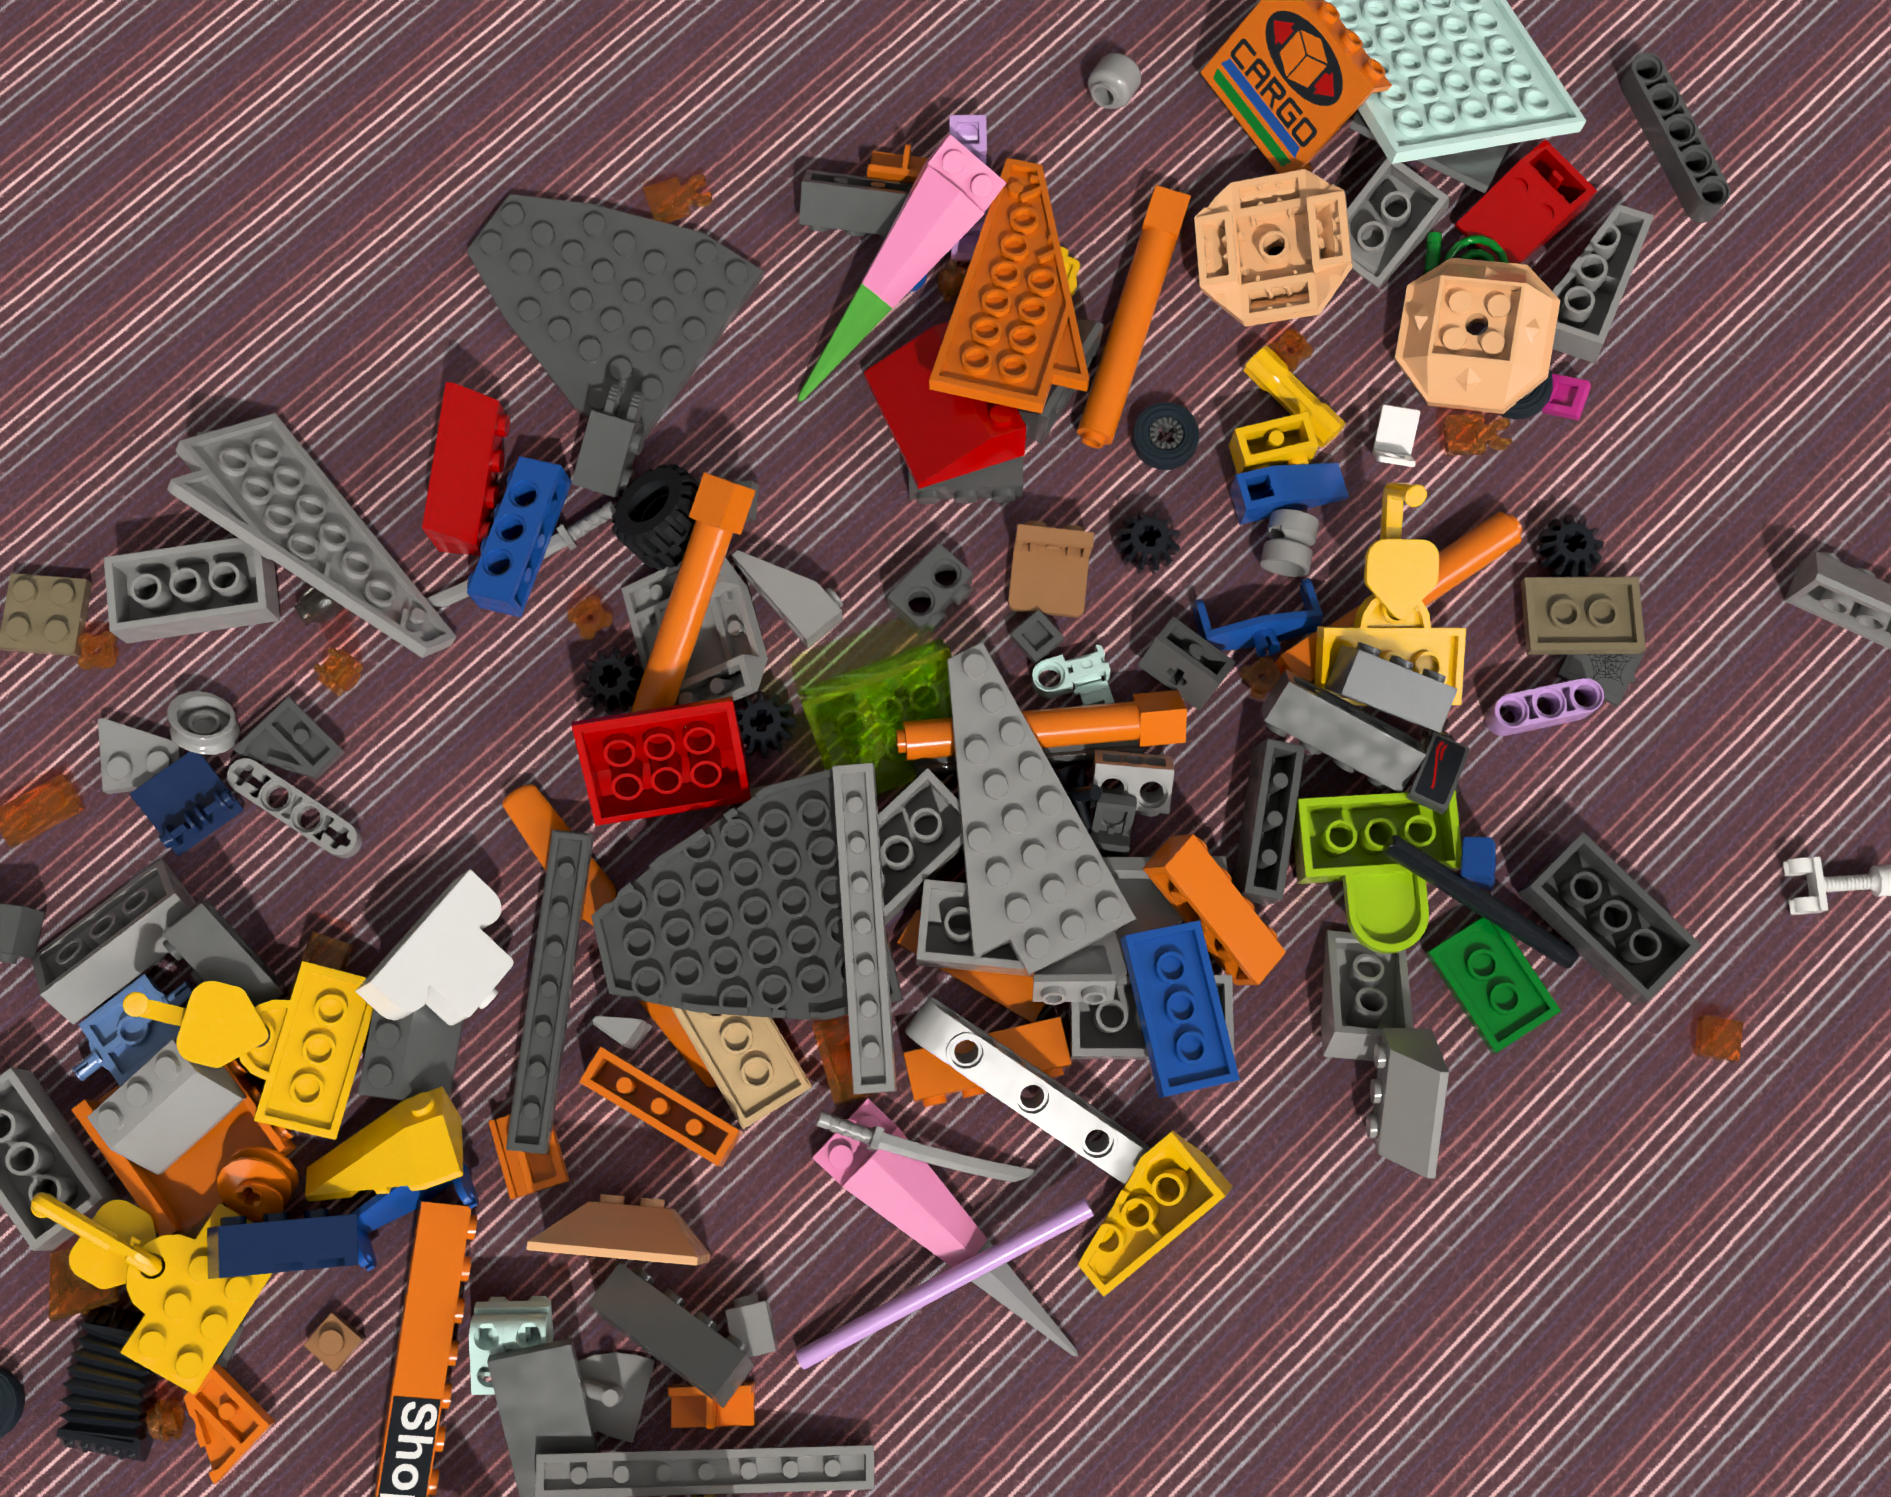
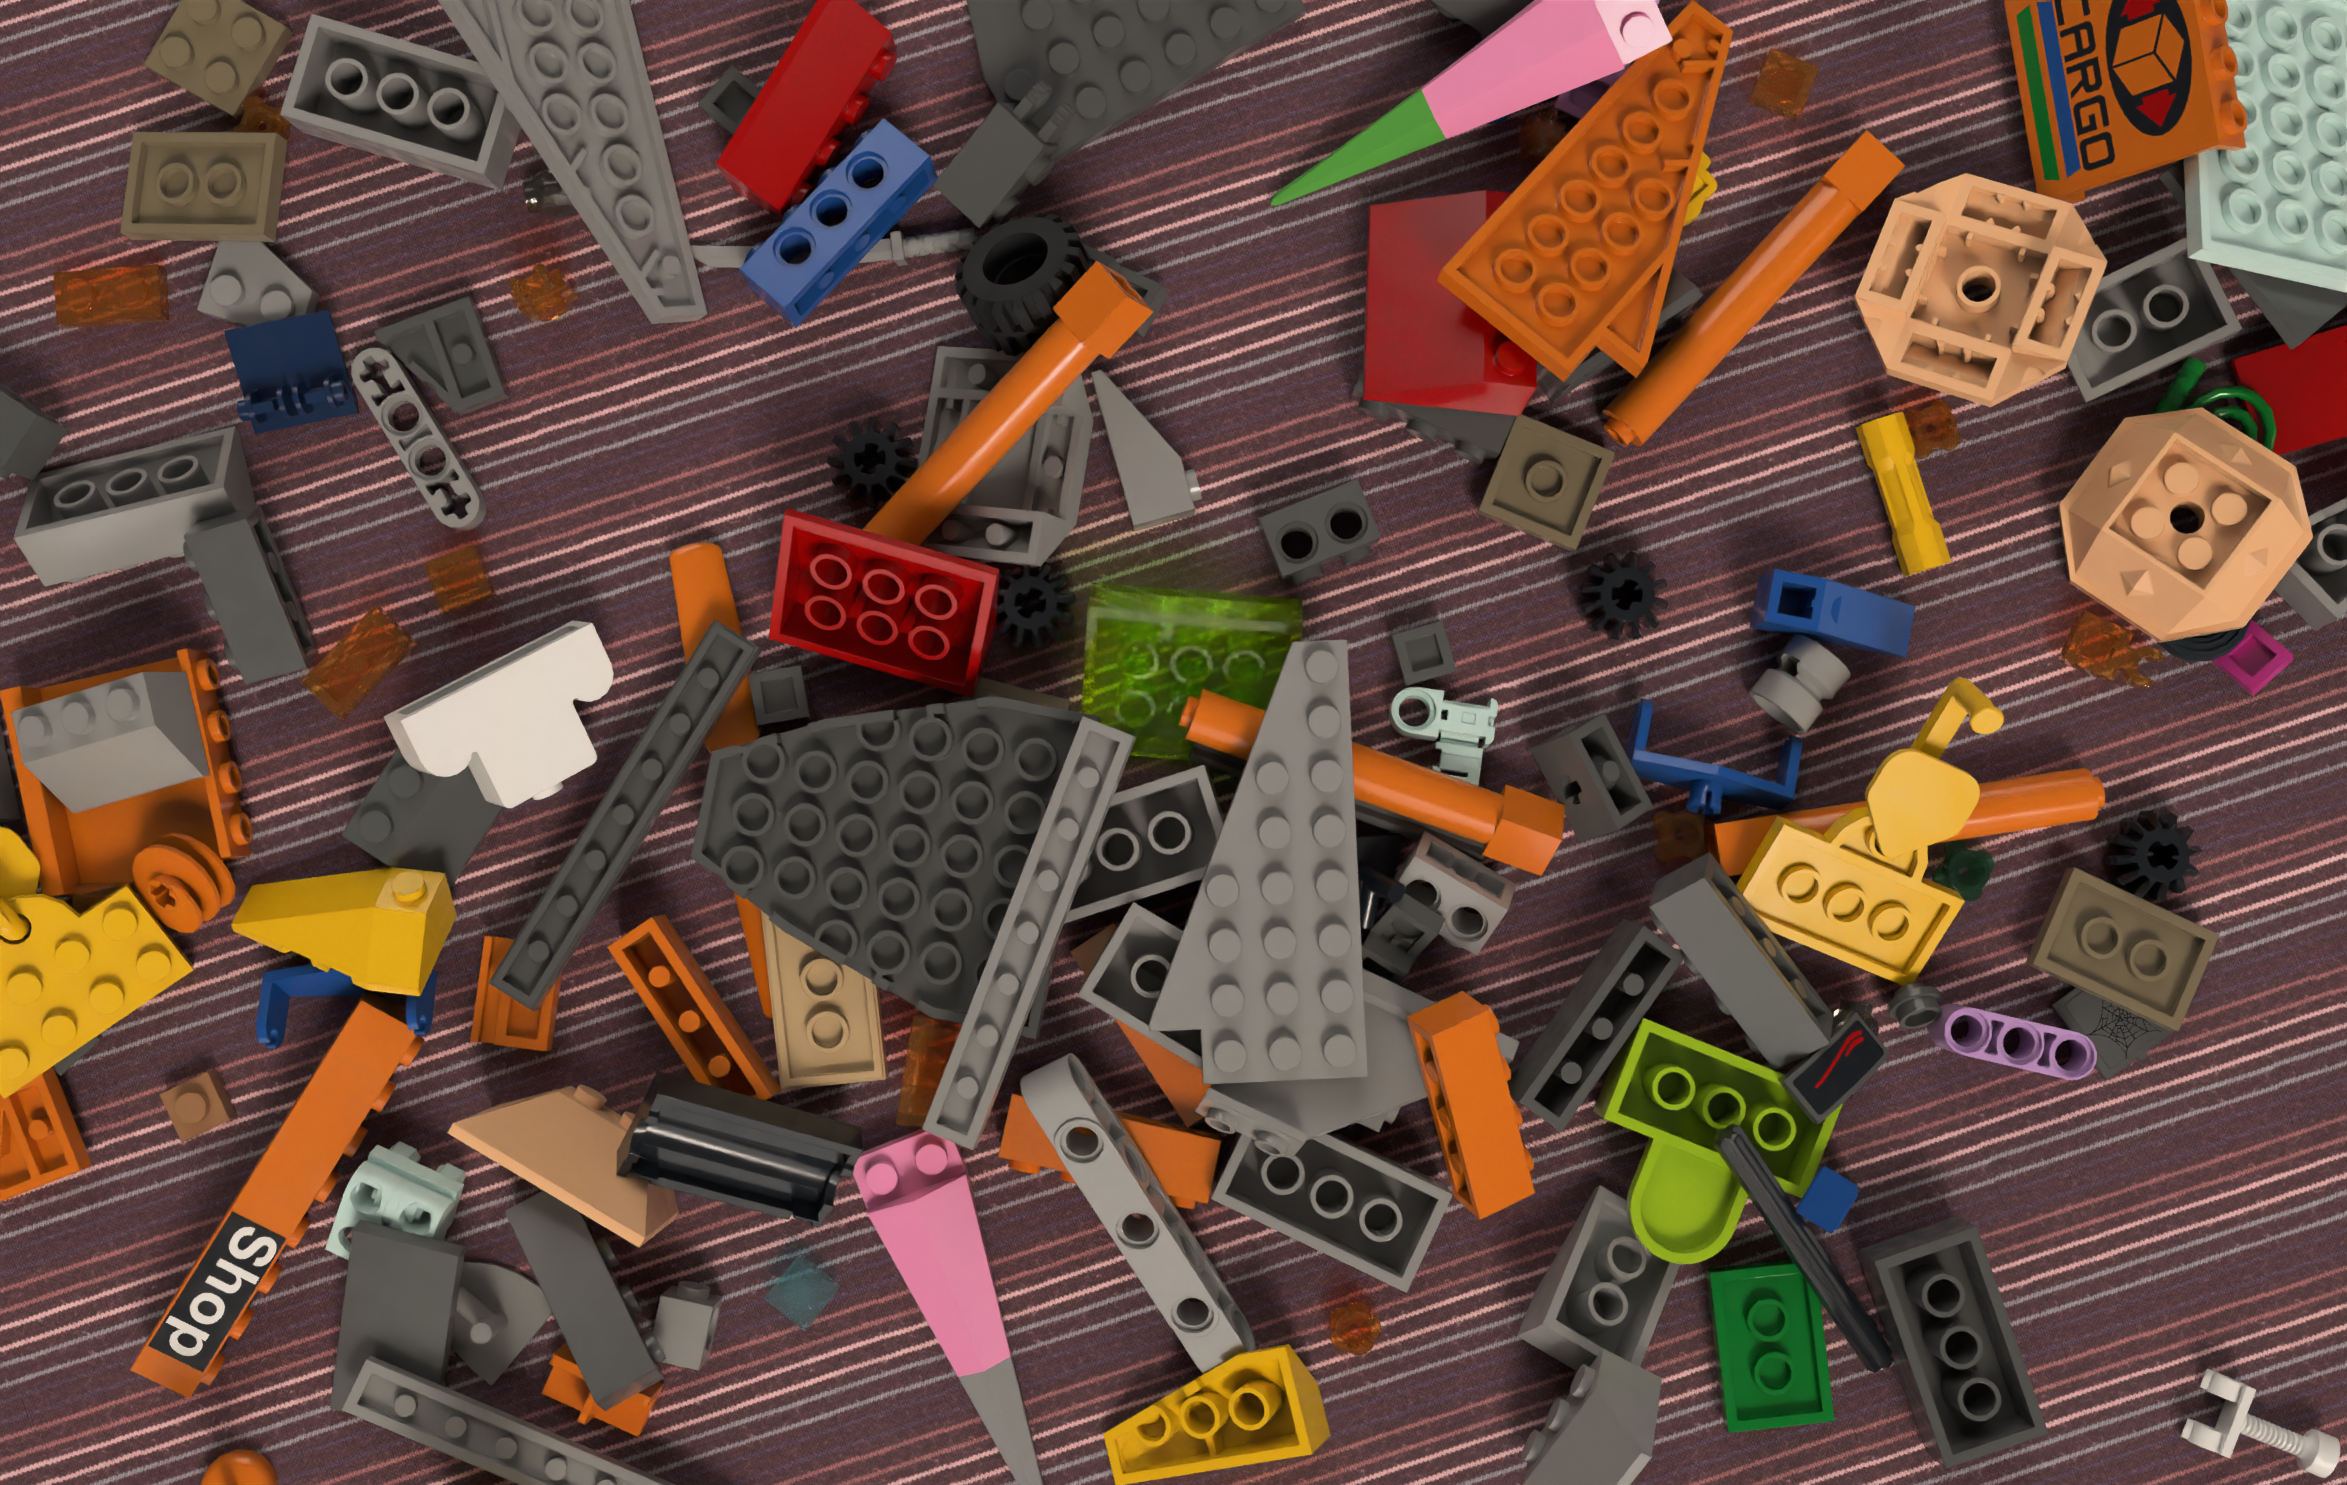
camera: 30 degrees right, 10 degrees up
(74, 706) = (204, 186): none -> dark tan plate
(125, 1041) = (115, 626): medium blue plate -> none
(203, 723) = (350, 281): light grey piece -> none
(281, 1244) = (174, 972): dark blue wedge -> none
(310, 1046) = (295, 765): yellow plate -> none
(364, 887) = (460, 579): none -> clear orange plate
(411, 493) = (730, 100): none -> dark grey plate
(579, 615) = (871, 355): clear orange plate -> none
(619, 864) = (779, 696): none -> dark grey plate
(626, 1031) = (687, 906): light grey slope -> none
(733, 1177) = (738, 1149): none -> black gear
(822, 1266) = (802, 1292): none -> clear light blue plate
(877, 1139) = (932, 1181): light grey sword -> none
(944, 1283) = (935, 1385): lavender piece -> none
(1050, 569) = (1480, 576): medium nougat bracket -> none
(1063, 490) = (1545, 482): none -> dark tan plate
(1089, 183) = (1783, 84): none -> clear orange plate
(1169, 418) = (1728, 446): black bush -> none
(1179, 1008) = (1366, 1210): blue plate -> none
(1220, 1099) = (1358, 1342): none -> clear orange plate
(1274, 443) = (1843, 549): yellow brick -> none
(1391, 686) = (1831, 935): brick -> none
(1396, 435) = (2006, 608): white bracket -> none
(1462, 605) = (1978, 870): none -> clear green plate
(1471, 713) = (1915, 1005): none -> dark grey plate

